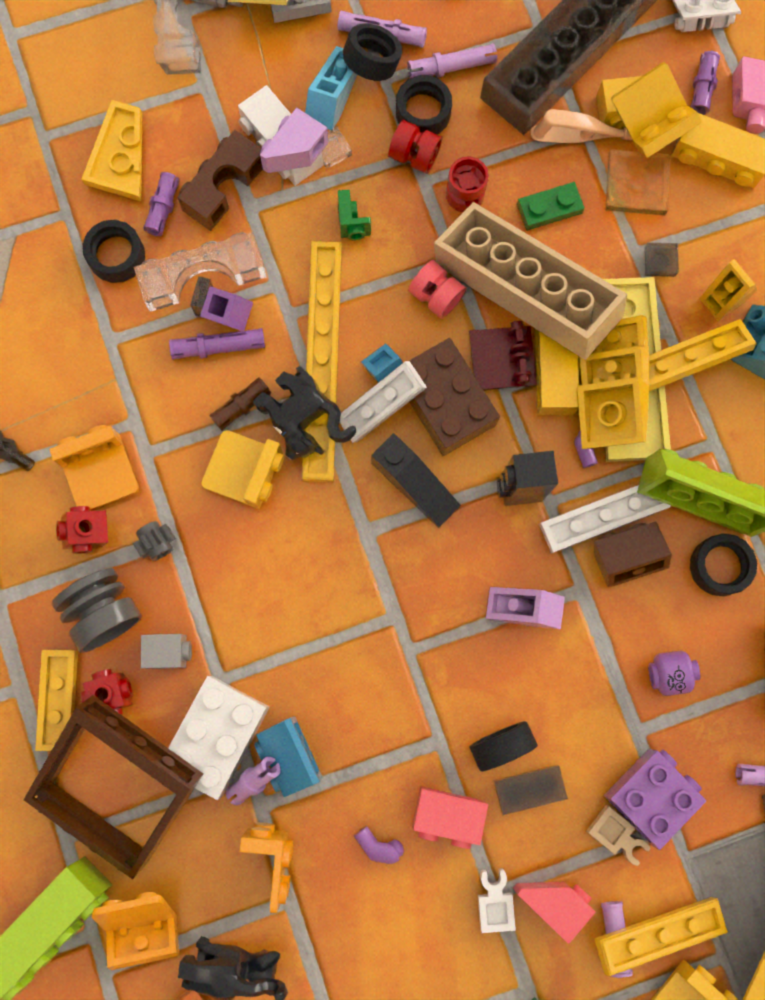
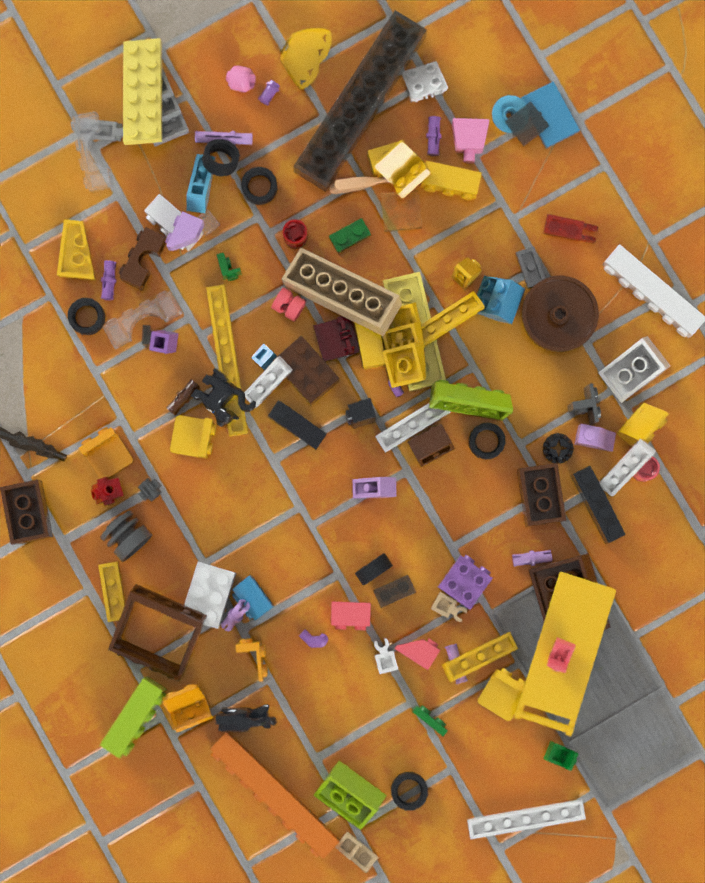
camera: 10 degrees left, 5 degrees up
(118, 689) = (148, 578): red brick -> none
(165, 651) = (169, 552): light grey brick -> none
(217, 343) = (154, 365): medium lavender pin -> none
(405, 142) = (258, 215): red wheel -> none
(454, 61) = (271, 152): lavender pin -> none
(661, 259) = (423, 258): clear smoke plate -> none
(673, 673) = (466, 509): medium lavender head -> none

